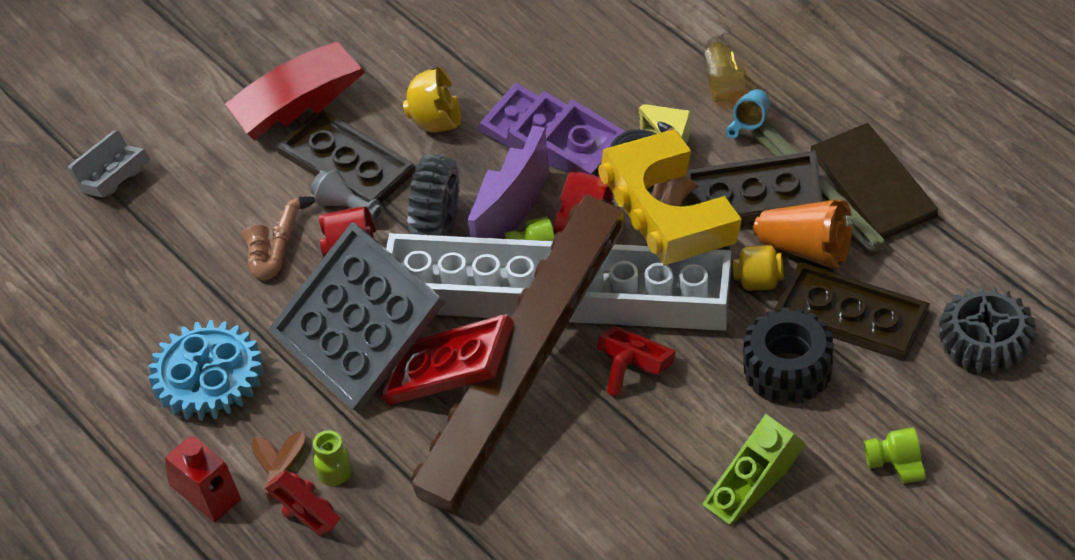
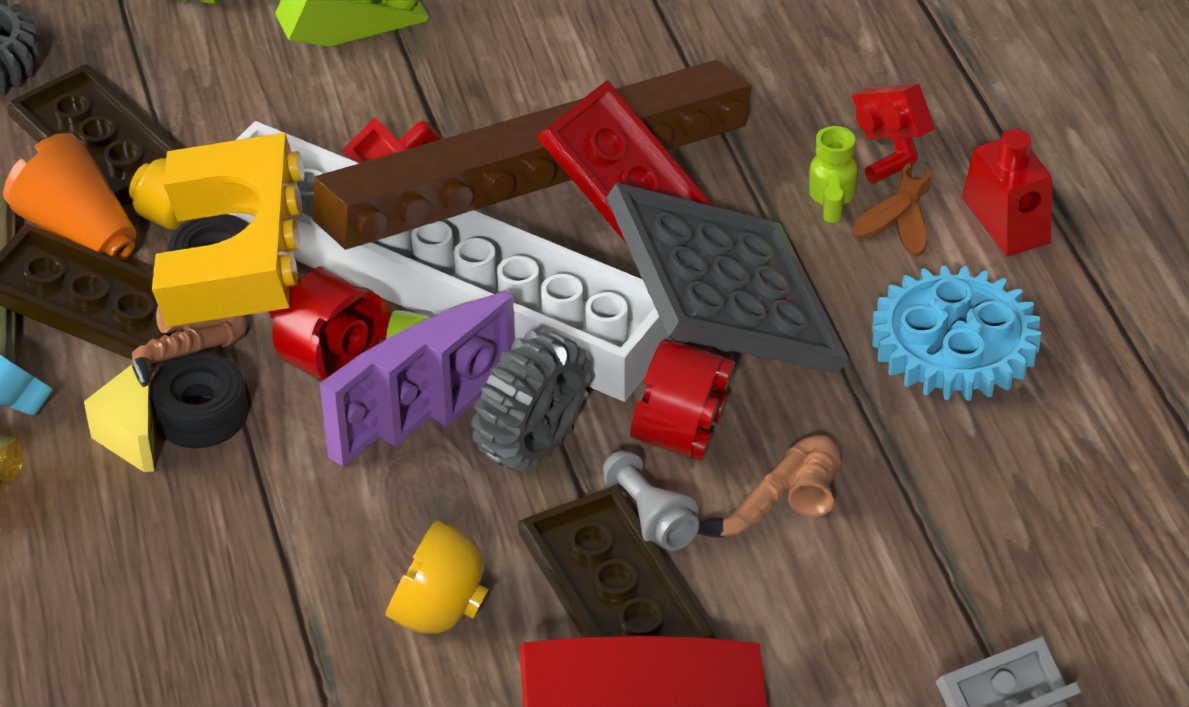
camera: 160 degrees left, 5 degrees down
(572, 131) = (287, 495): medium lavender slope -> none
(788, 333) = (220, 84): black tyre -> none

